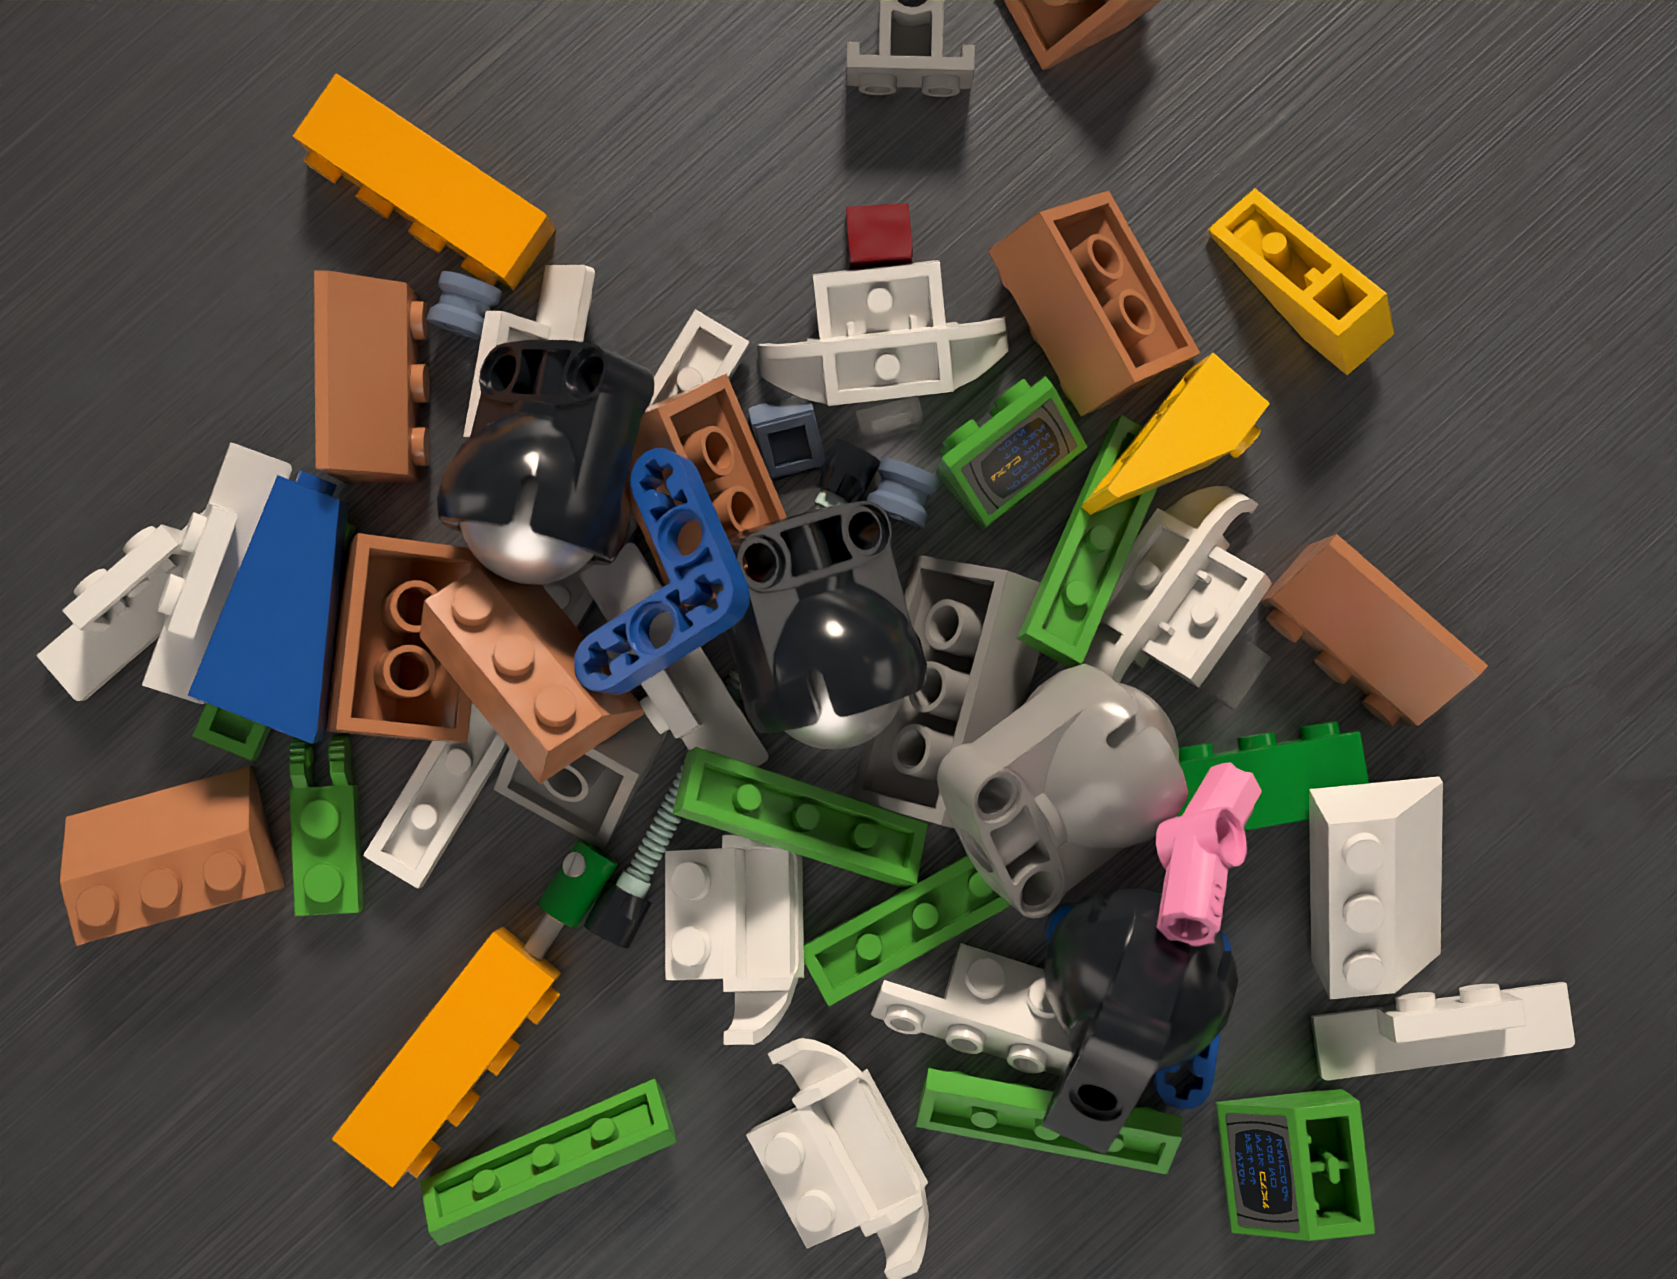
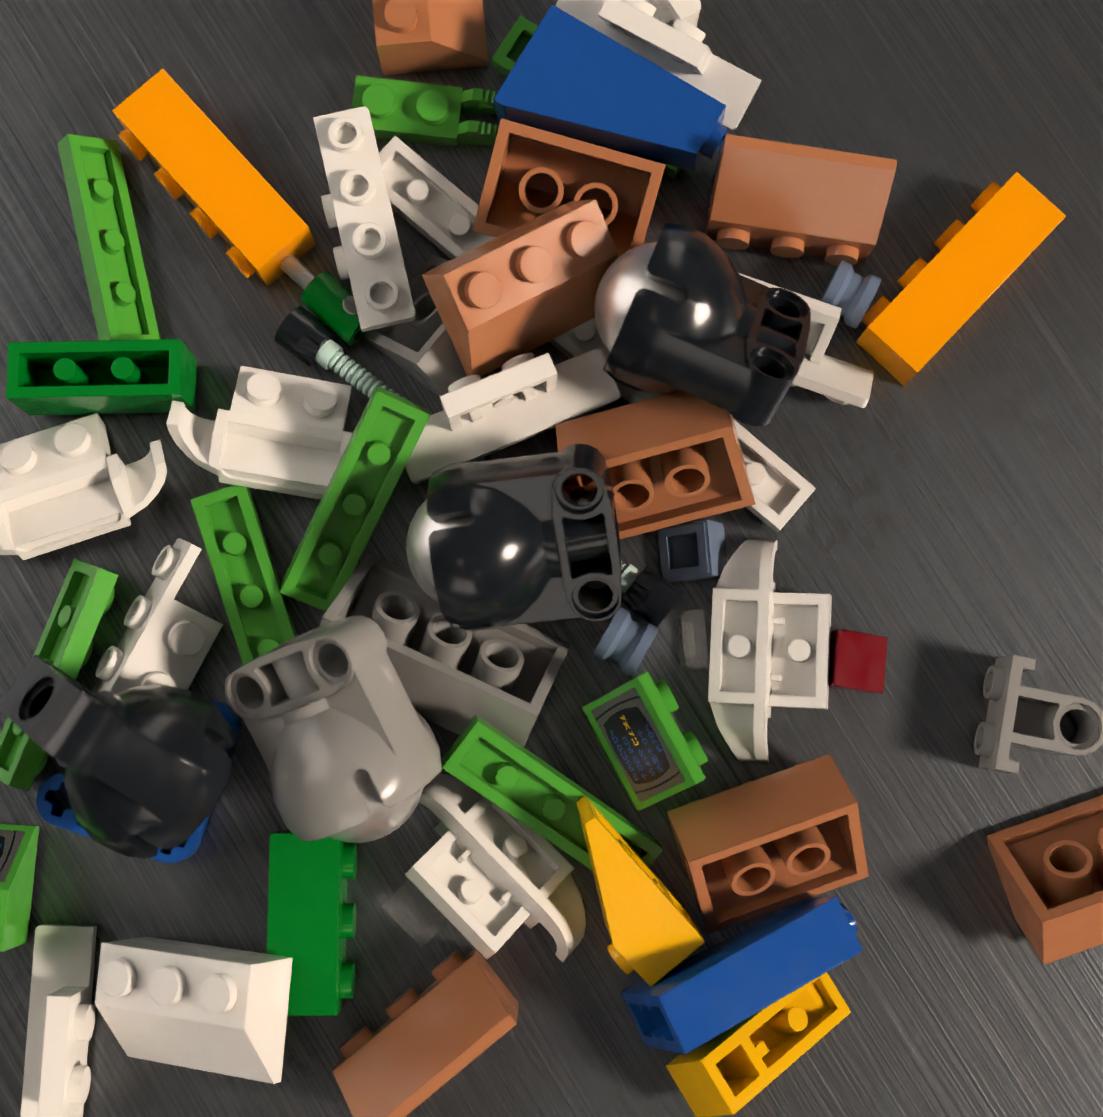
camera: 95 degrees right, 5 degrees down
(472, 868) = (364, 219): none -> white bracket
(688, 576) = (577, 423): blue beam -> none
(707, 1134) = (100, 376): none -> green brick
(1200, 851) = (250, 842): bright pink piece -> none
(1239, 307) = (742, 975): none -> blue slope

